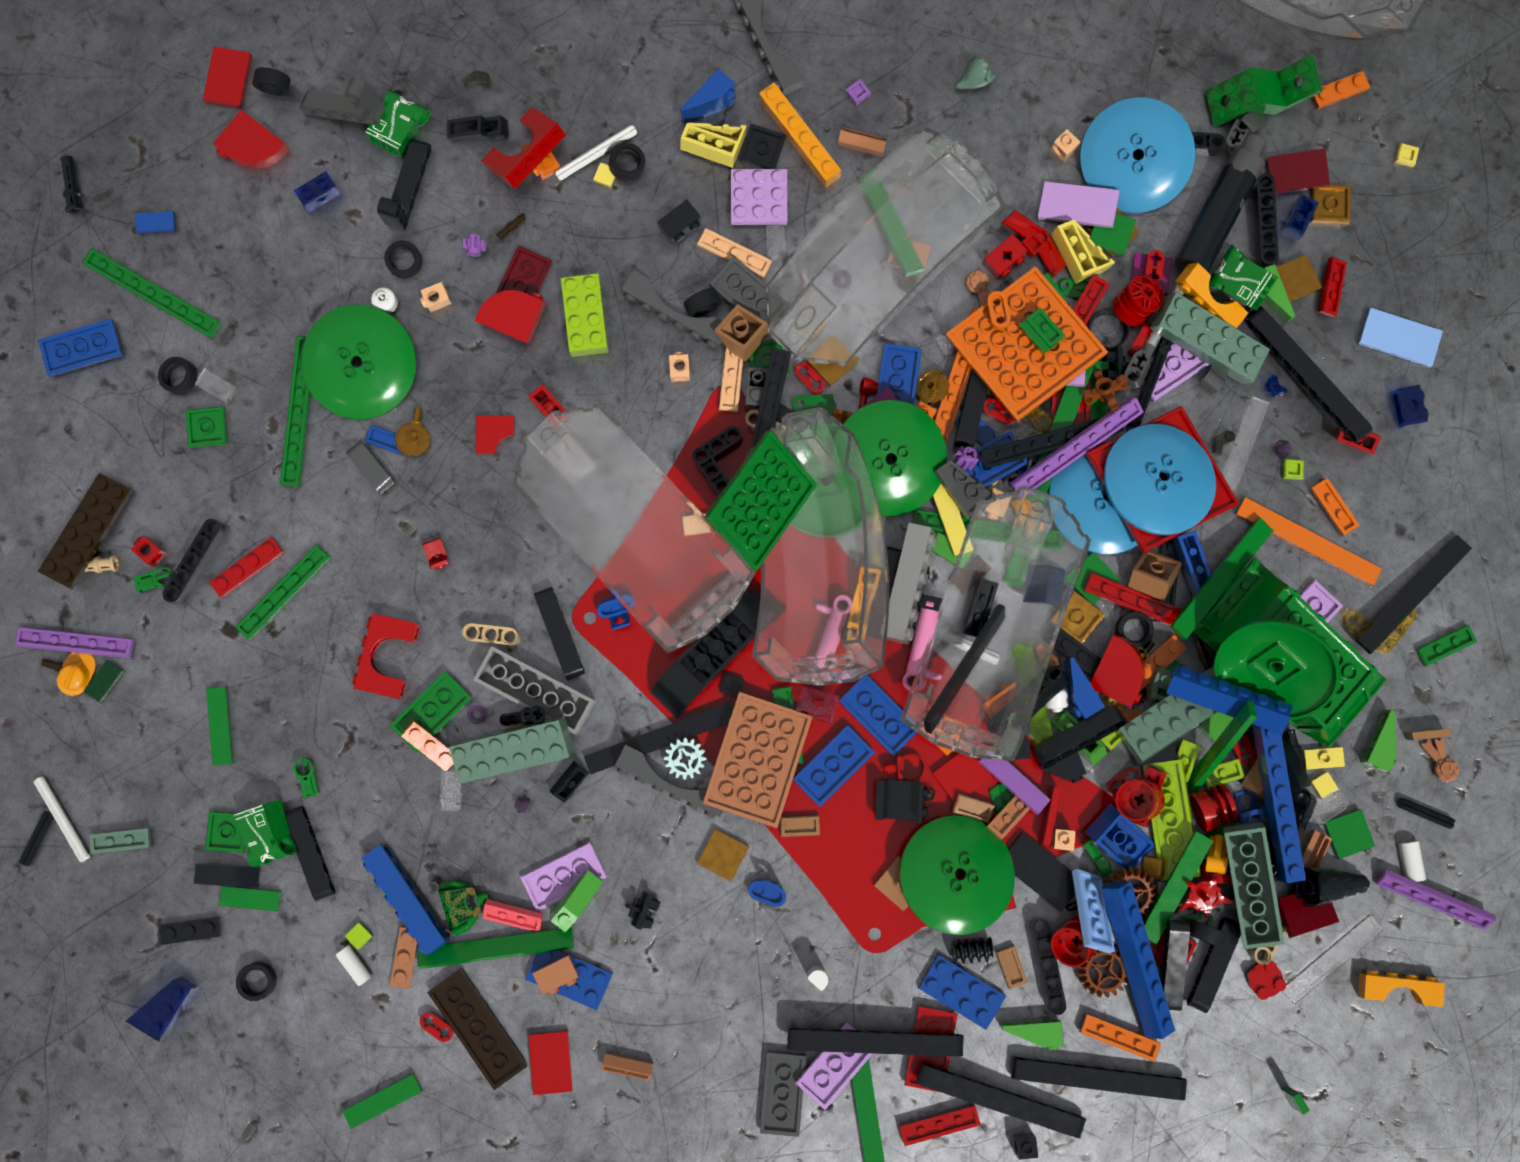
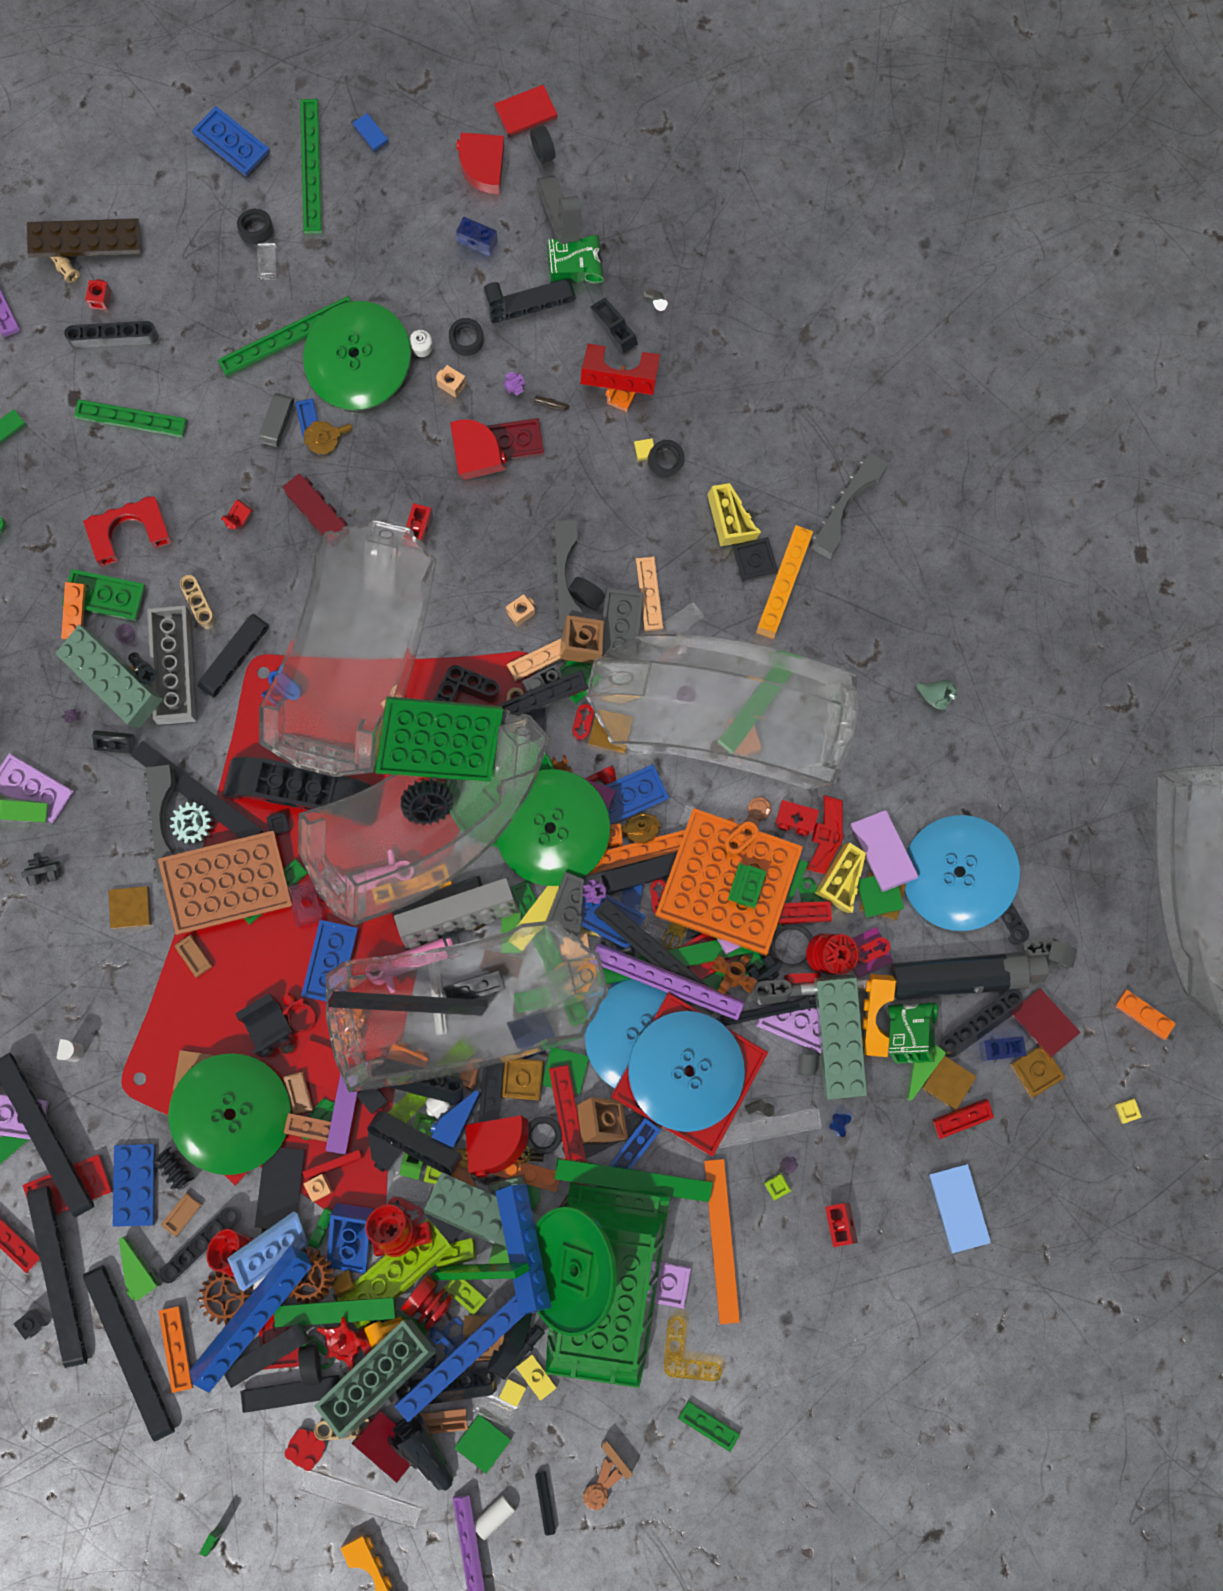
camera: 55 degrees right, 5 degrees down
(71, 192) = (351, 55): black pin -> none
(151, 580) = (76, 312): green piece -> none
(206, 427) = (229, 275): green tile -> none
(246, 567) = (133, 377): red plate -> none
(450, 792) = (45, 653): clear tile -> none
(475, 483) = (312, 505): none -> dark red brick
(491, 431) = (368, 496): red tile -> none
(584, 315) = (514, 506): lime brick -> none
(595, 152) = (658, 429): white axle -> none
(679, 222) = (644, 532): black brick -> none
(710, 98) = (765, 489): blue slope -> none
(758, 196) = (710, 583): lavender plate -> none
(767, 892) = (119, 964): blue bracket -> none
(802, 547) = (438, 802): none -> black gear
(814, 401) = (563, 741): green piece -> none
(833, 766) = (261, 951): blue plate -> none
(858, 92) = (856, 607): medium lavender tile -> none
(862, 141) = (815, 636): nougat piece -> none
(1065, 145) = (928, 807): light nougat brick -> none
(1247, 747) = (495, 1293): red beam -> none
(1263, 91) = (1092, 945): green bracket -> none
(1308, 374) = (866, 1144): black beam -> none
(1334, 507) = (767, 1244): orange plate -> none
(1382, 747) = (577, 1424): bright green slope -> none
(1406, 415) = (891, 1257): clear blue brick -> none
(1413, 594) = (734, 1365): black tile -> none

